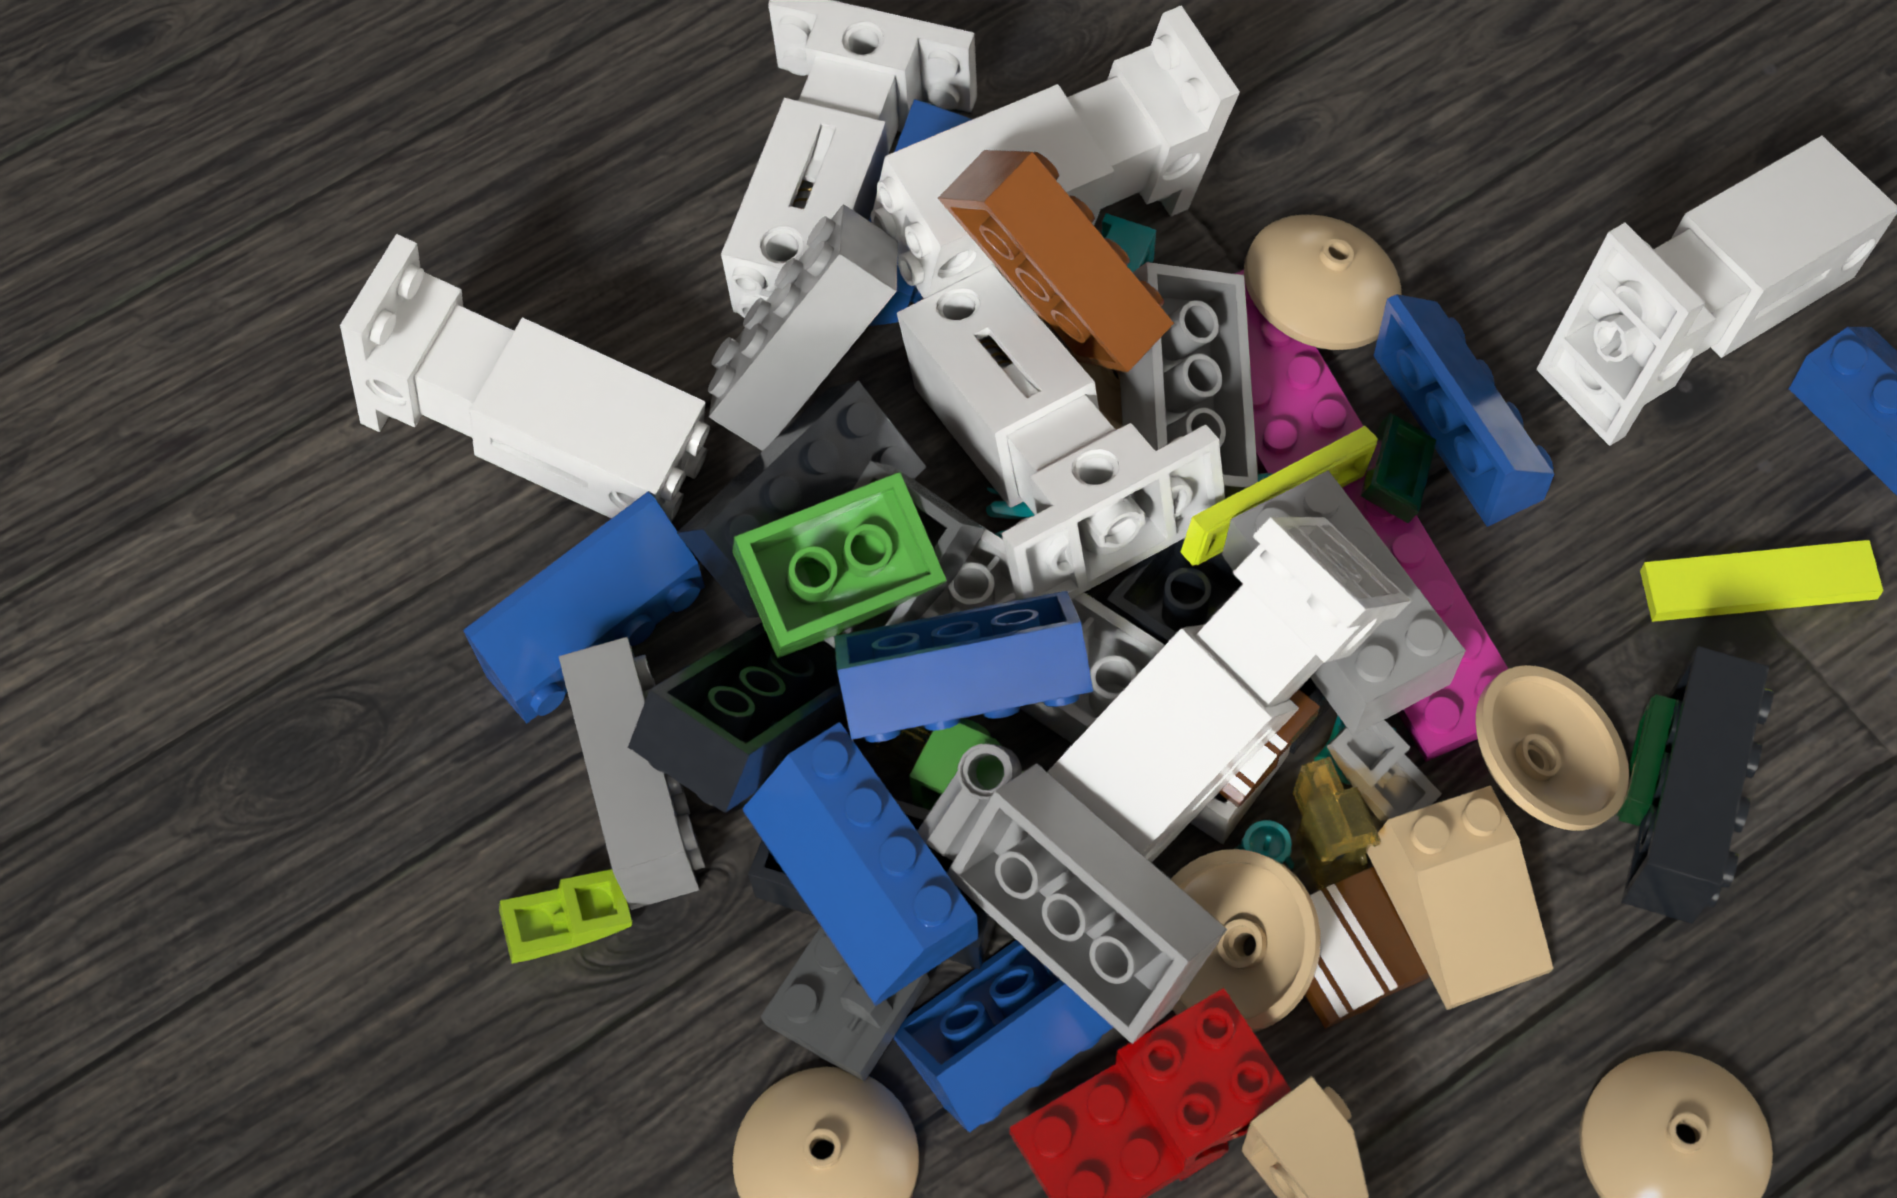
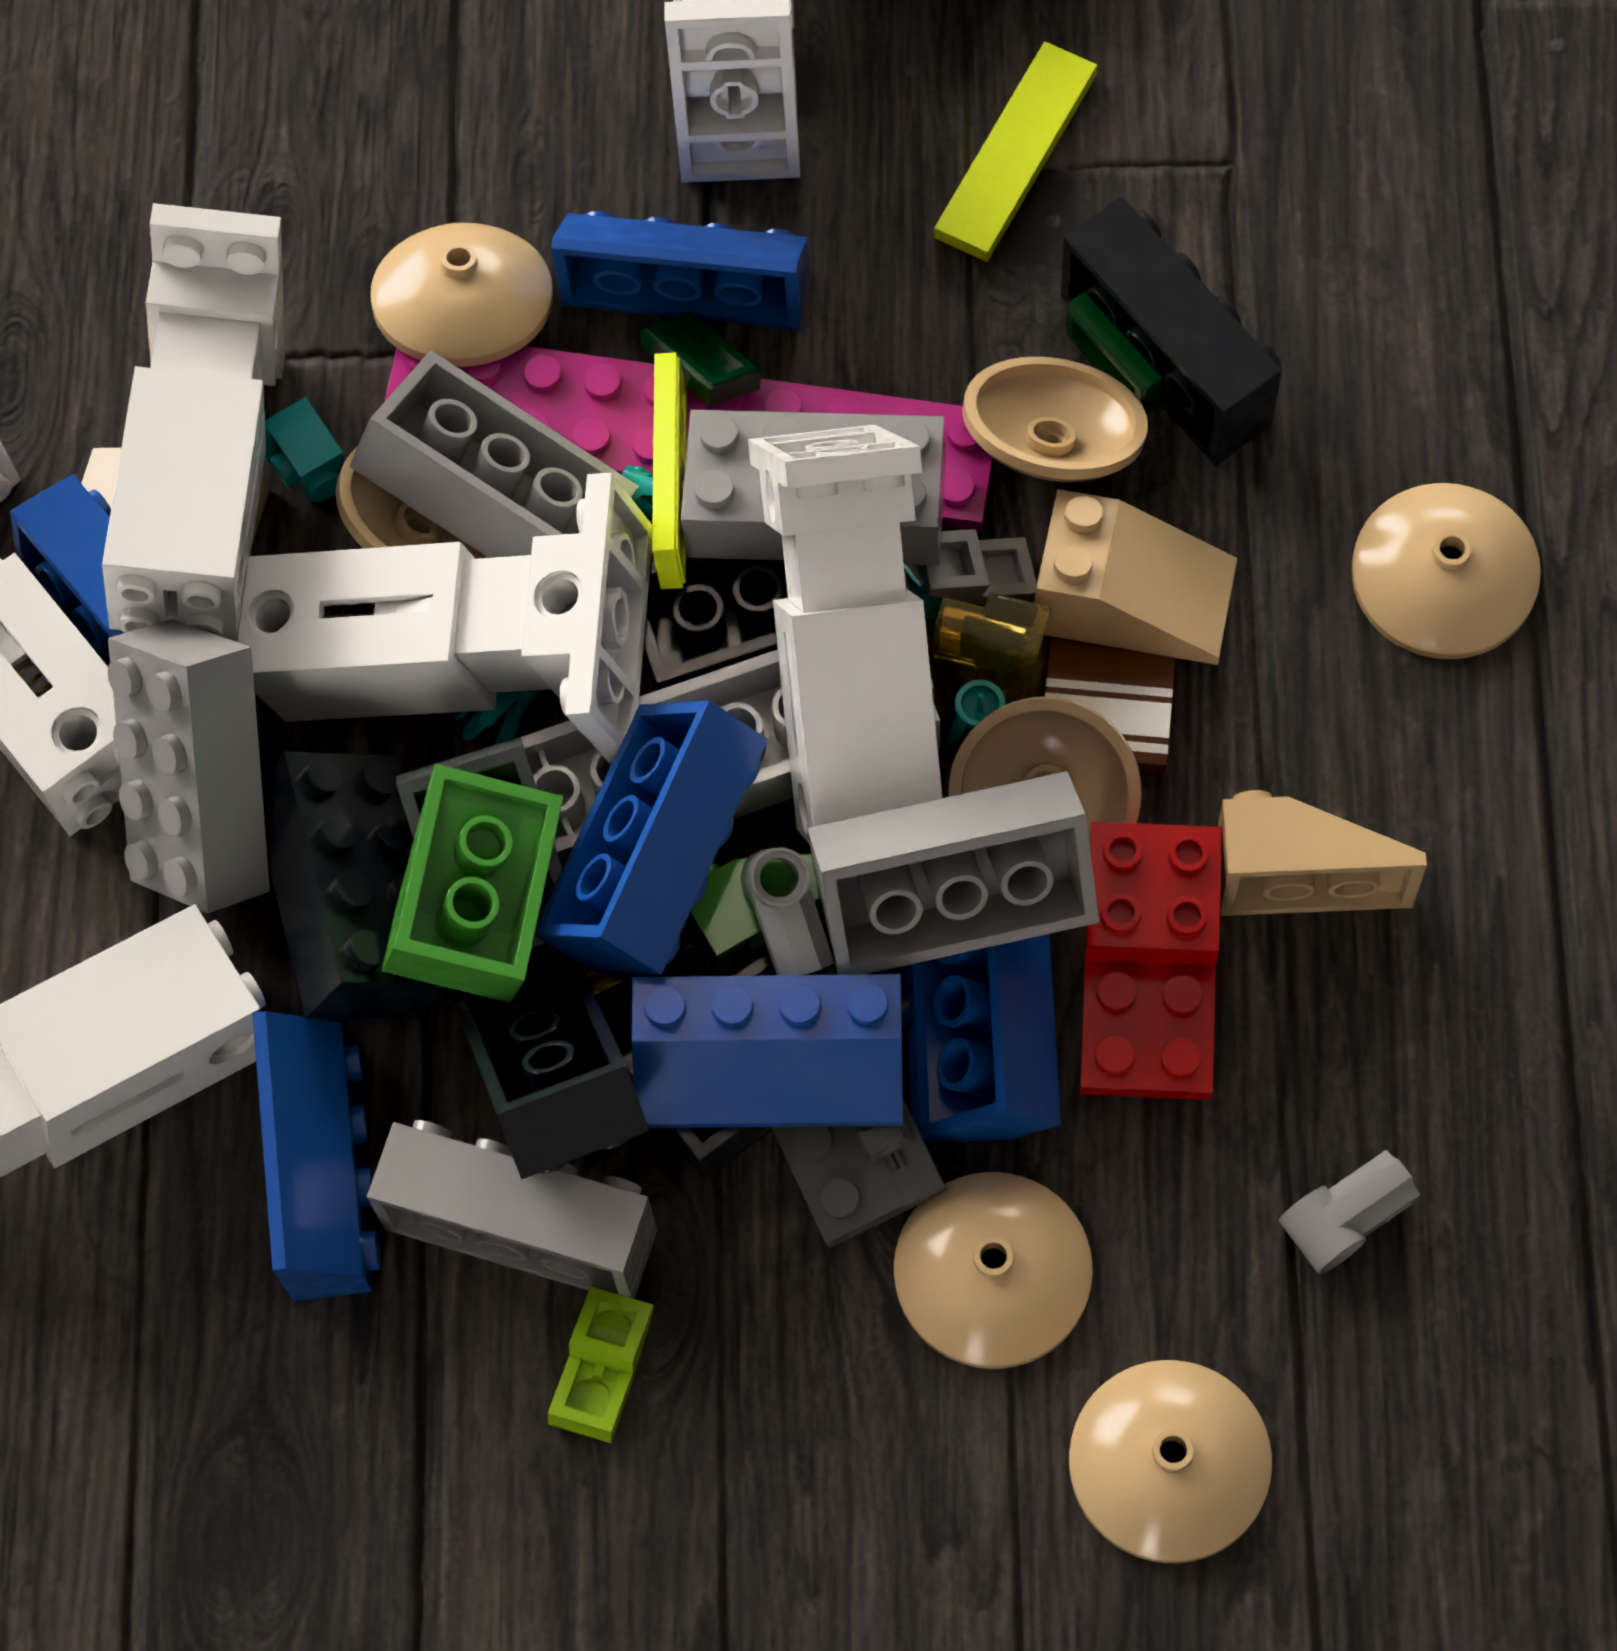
camera: 55 degrees left, 5 degrees up
(1057, 258) = (325, 486): dark orange brick -> none

